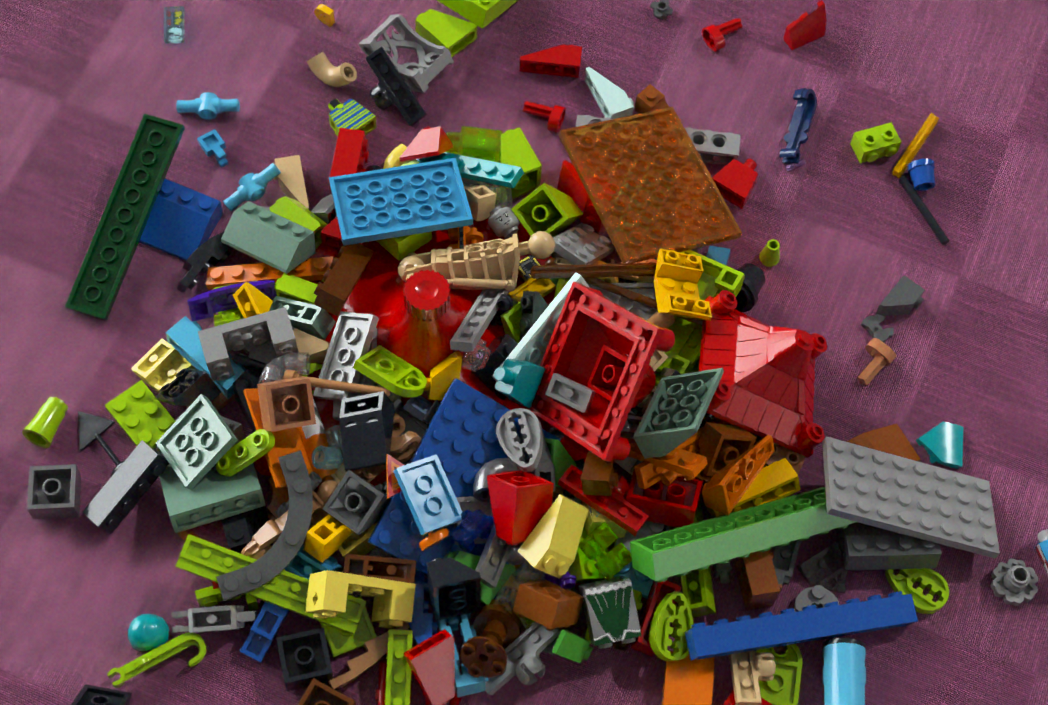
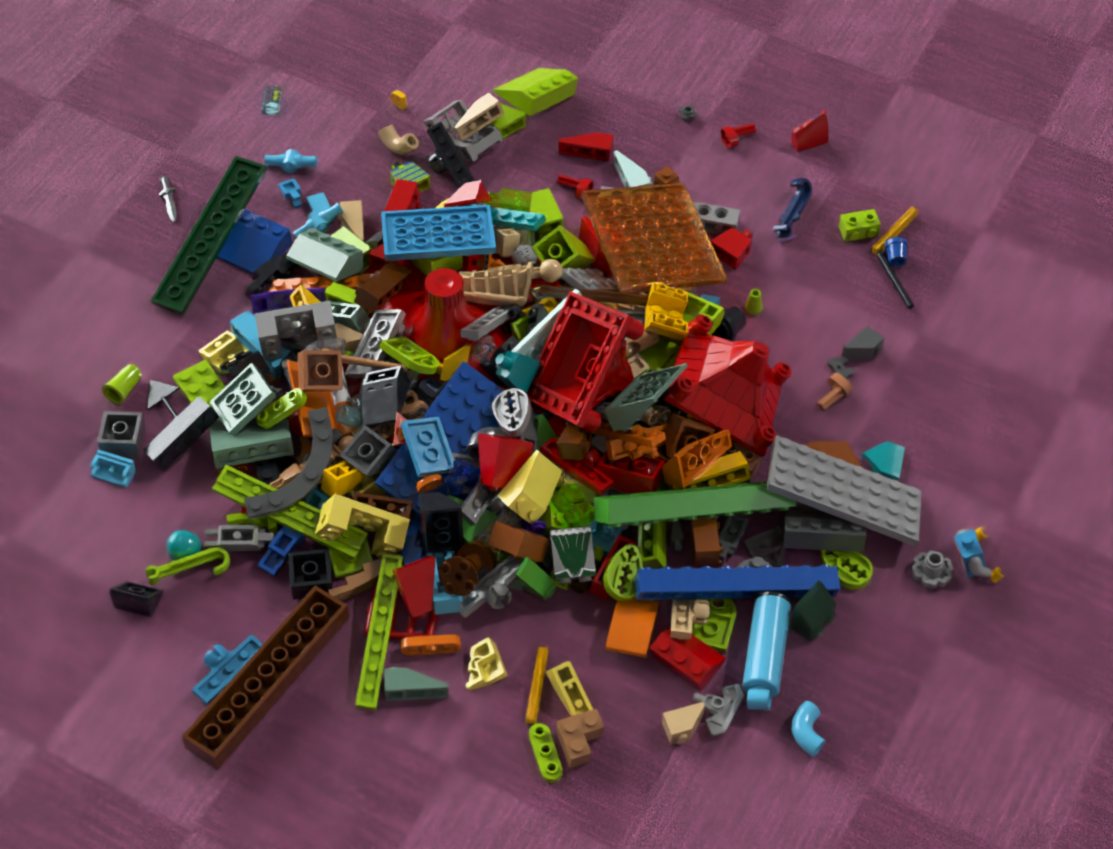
camera: 10 degrees right, 10 degrees down
(49, 537) = (112, 468): none -> medium azure hinge
(66, 159) = (167, 192): none -> flat silver sword
(249, 160) = (318, 202): none -> medium azure tile
(425, 33) = (478, 116): none -> tan slope
(570, 393) = (558, 379): light grey plate -> none
(892, 654) = (813, 612): none -> clear green slope

